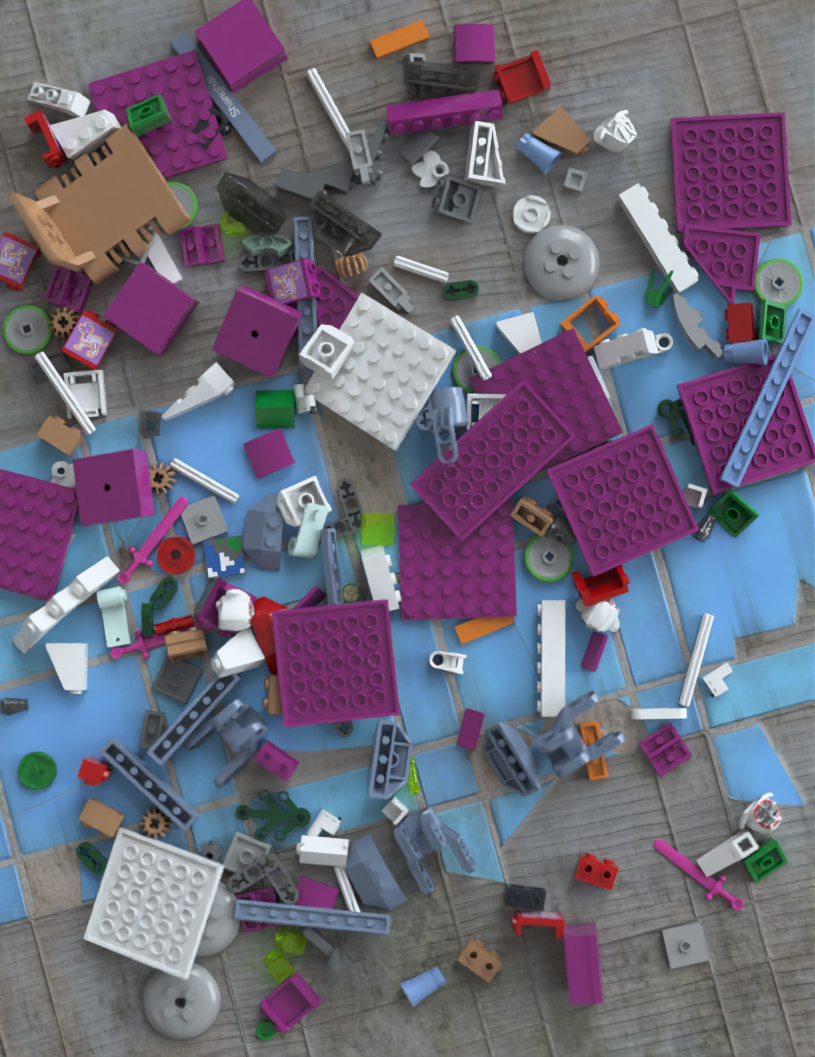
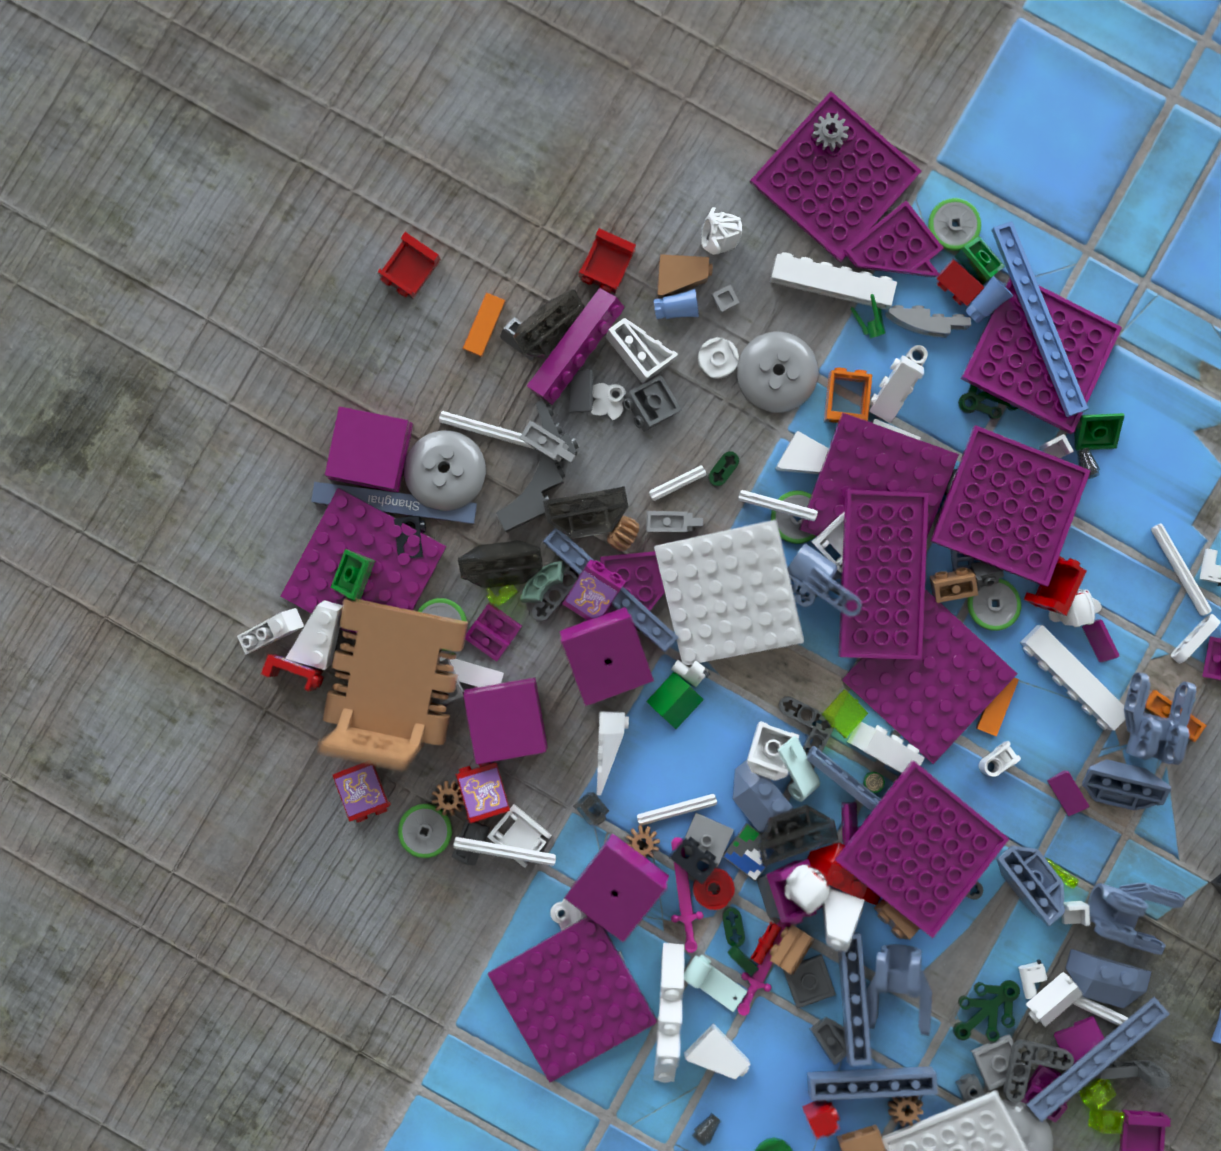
camera: 50 degrees left, 0 degrees up
(61, 436) = (534, 887): medium nougat brick -> none
(68, 289) = (427, 769): magenta slope -> none
(176, 521) = (689, 863): none -> black brick
(264, 570) = (795, 833): none -> clear smoke wedge
(269, 453) = (705, 739): magenta slope -> none
(273, 125) = (449, 489): none -> light grey brick
(276, 760) = (951, 968): magenta panel -> none
(326, 351) = (674, 618): white slope -> none
(474, 43) = (544, 271): magenta slope -> none
(751, 144) = (822, 129): none -> light grey gear

